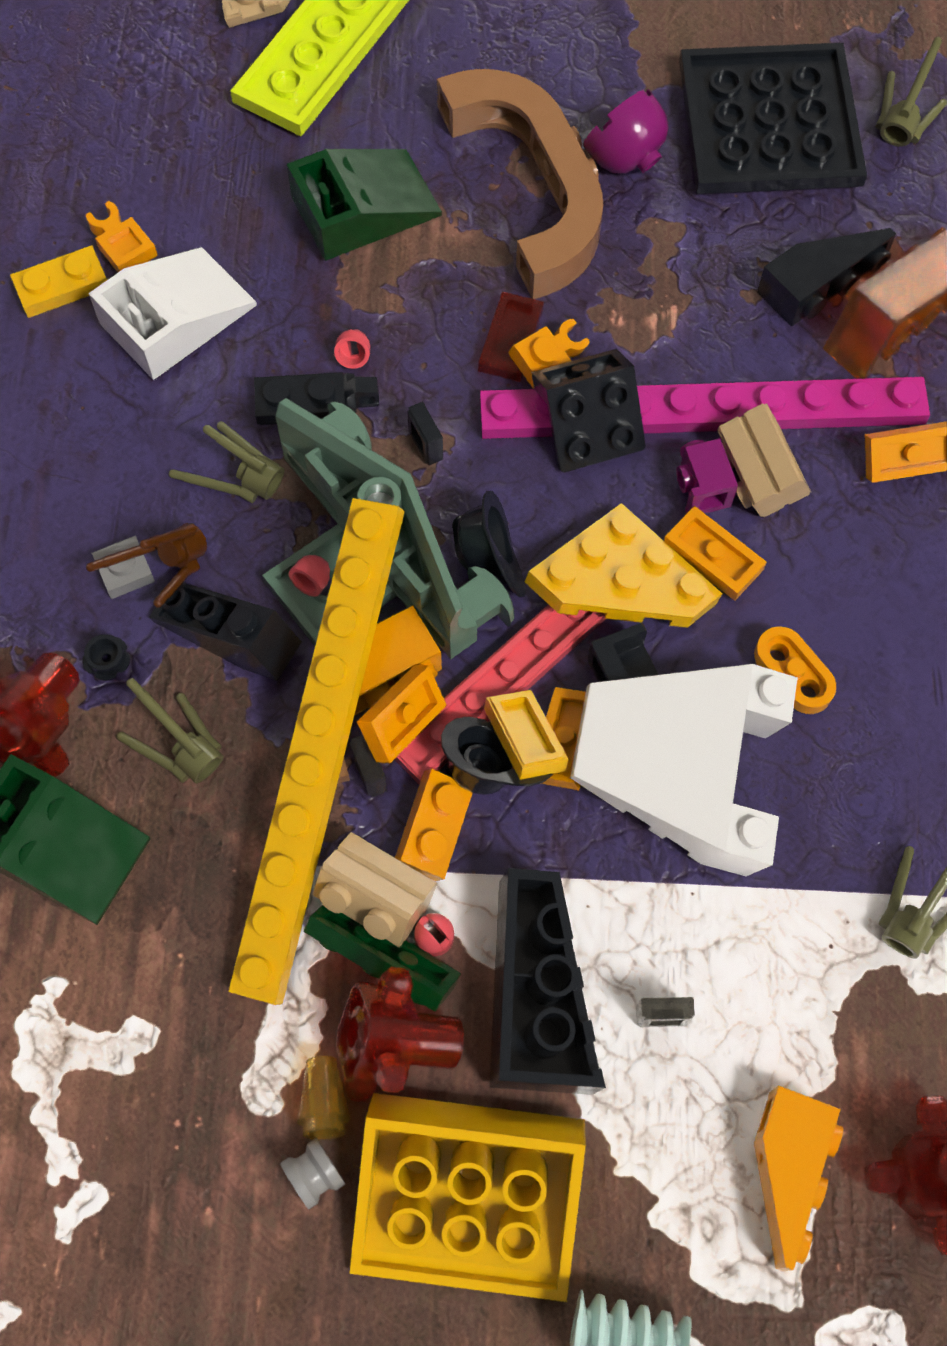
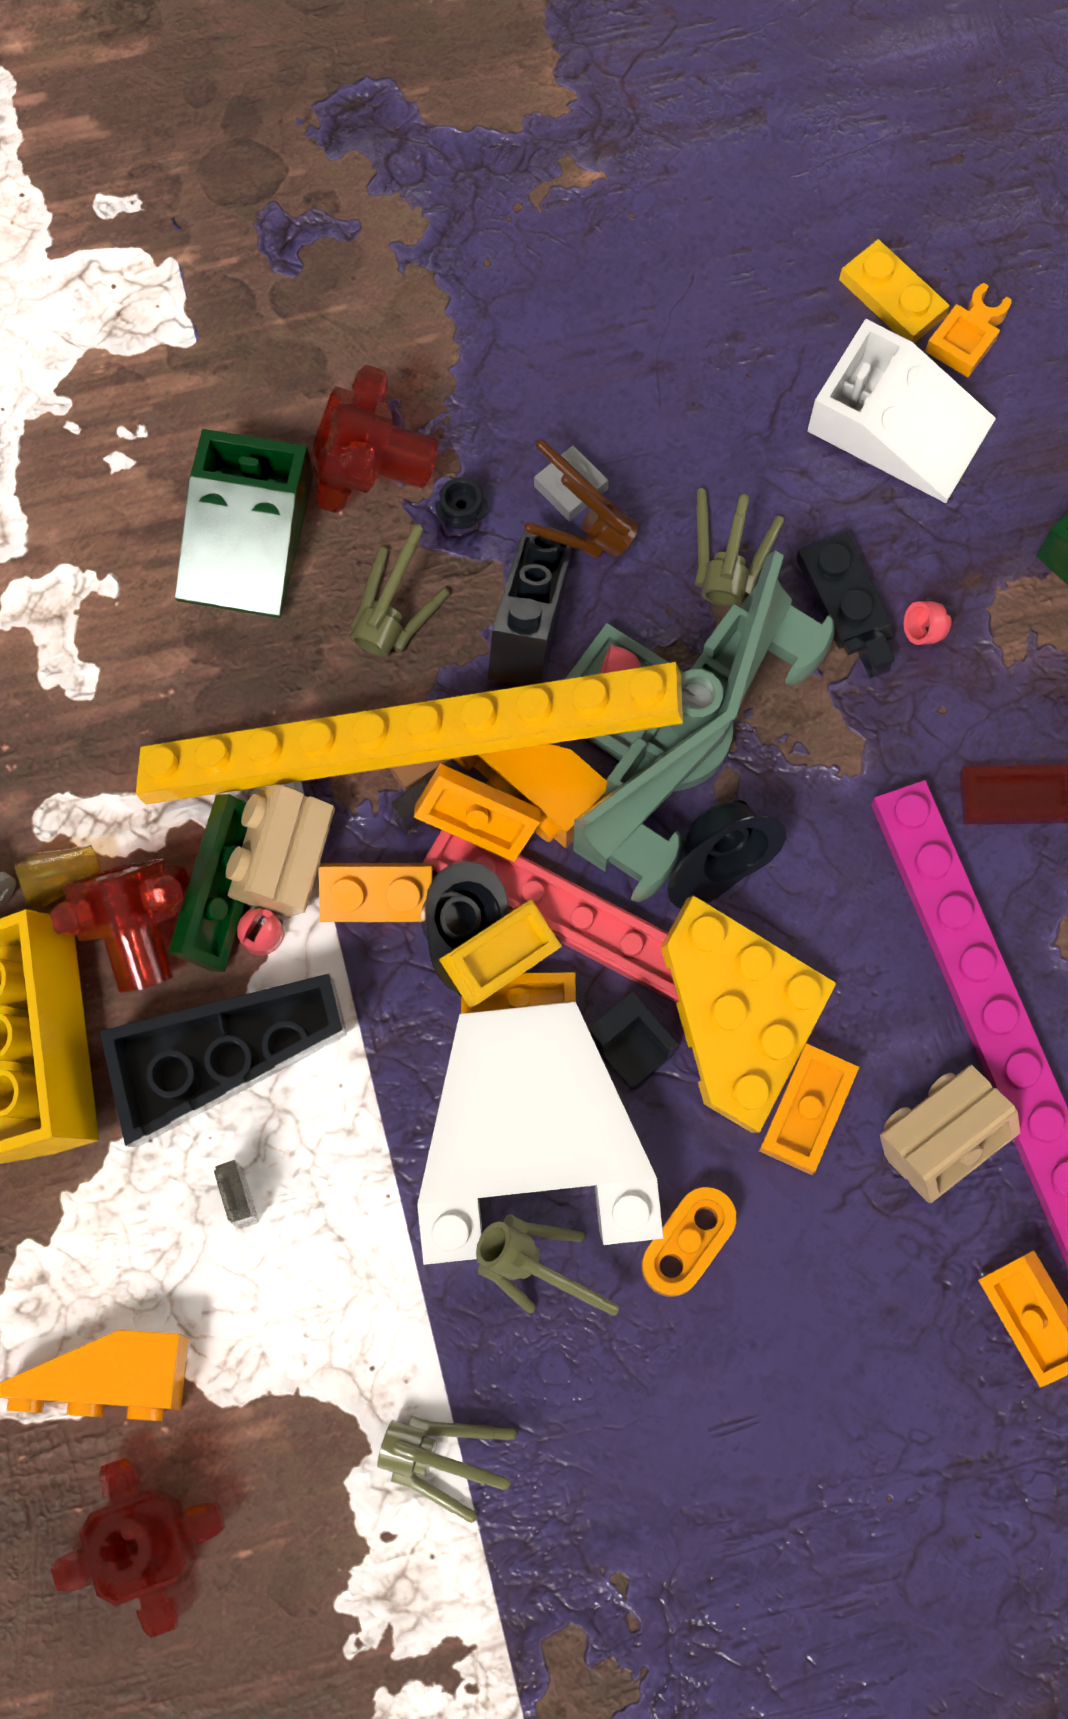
camera: 75 degrees right, 5 degrees up
(425, 433) = (842, 735): black tile -> none
(546, 350) = (1002, 836): light orange plate -> none
(592, 409) = (942, 908): black bracket -> none
(706, 476) = (904, 1069): magenta brick -> none
(785, 790) = (510, 1254): none -> olive plant

